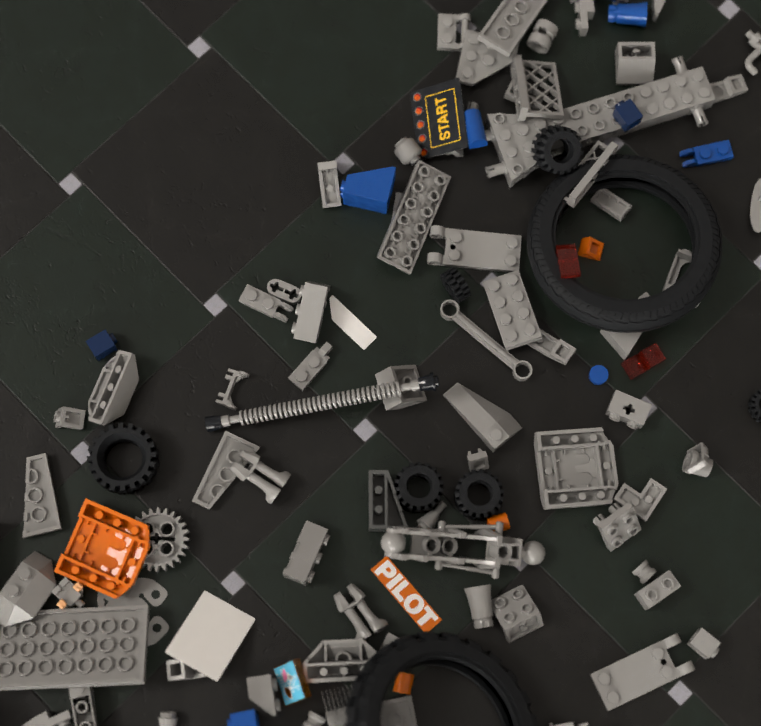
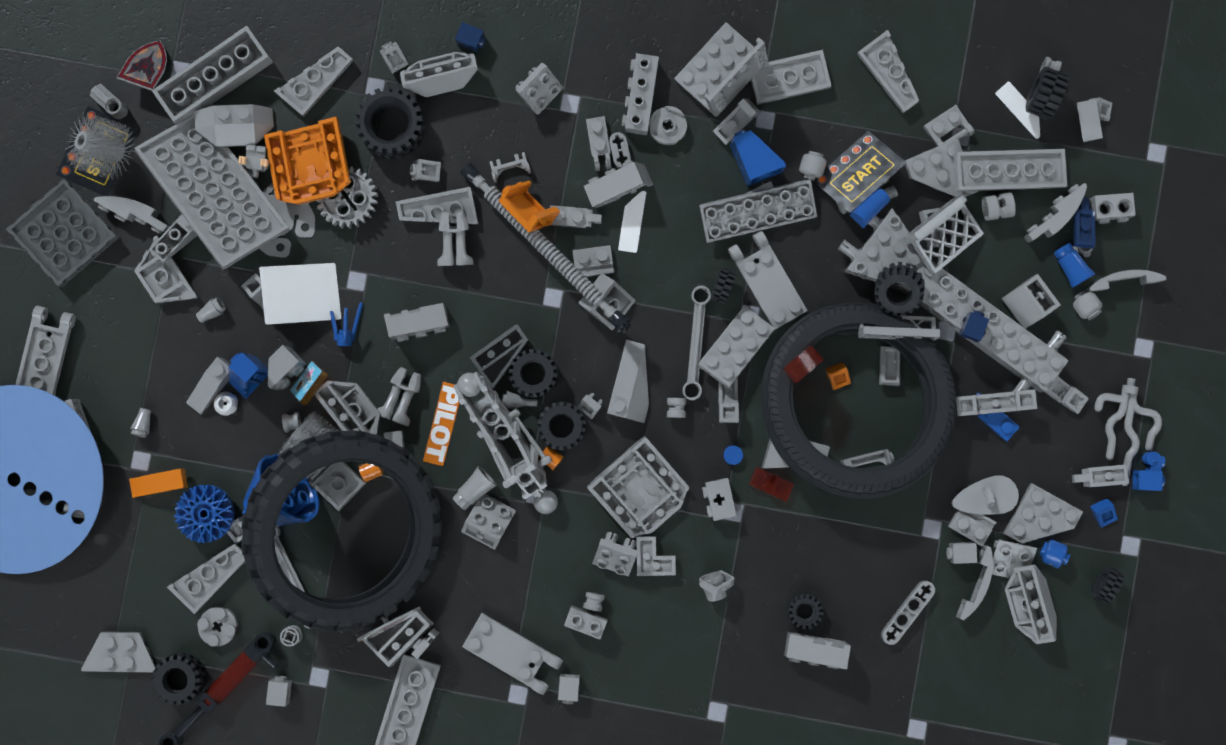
camera: 60 degrees right, 10 degrees up
(183, 458) = (425, 170): none -> light grey bracket
(186, 318) = (539, 88): none -> light grey plate
(251, 242) = (641, 94): none -> light grey brick
(274, 623) = (345, 336): none -> blue plant
(278, 396) = (526, 208): none -> orange panel
(279, 165) = (722, 69): none -> light grey bracket
(290, 250) = (669, 136): none -> light grey plate
(323, 120) = (791, 77): none -> light grey plate
(359, 373) = (594, 261): none -> light grey plate
(367, 44) = (885, 65): none -> light grey wing
(528, 392) = (676, 407): none -> light grey wheel
(667, 25) = (1087, 305): none -> light grey head
(699, 140) = (996, 402): none -> light grey slope

